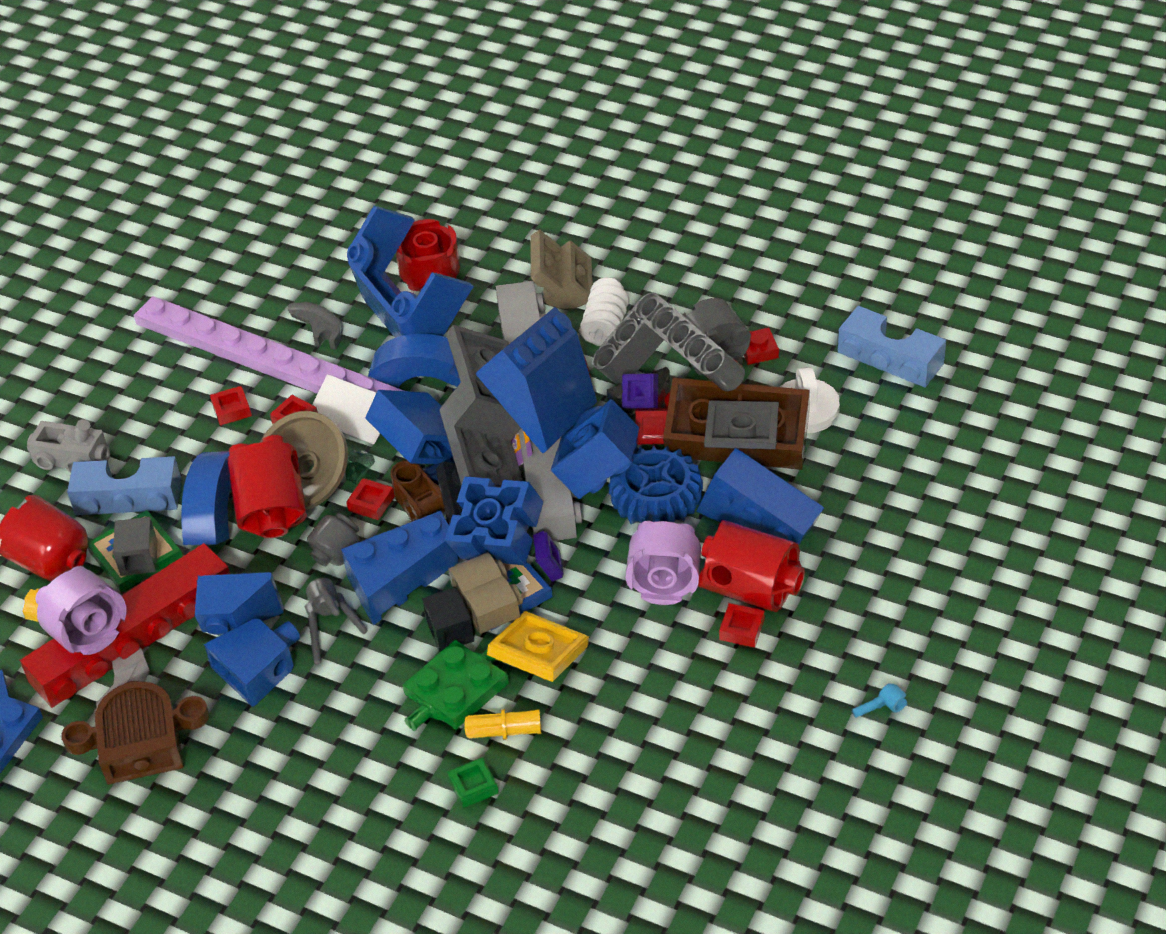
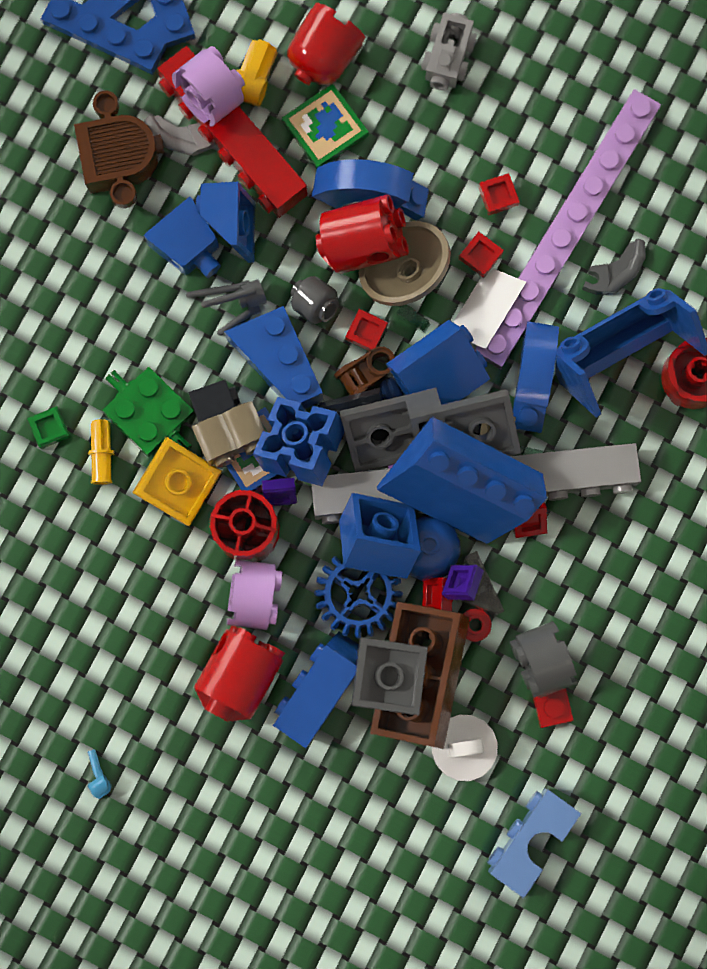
camera: 90 degrees right, 35 degrees up
(135, 546) = (311, 125): dark grey brick -> none
(150, 488) = (396, 82): medium blue arch -> none
(561, 271) = (664, 510): dark tan brick -> none
(589, 565) = (229, 524): none -> red cylinder
(604, 310) = (598, 553): white piece -> none
(646, 328) = (542, 609): dark grey beam -> none
(741, 625) = (188, 661): red plate -> none

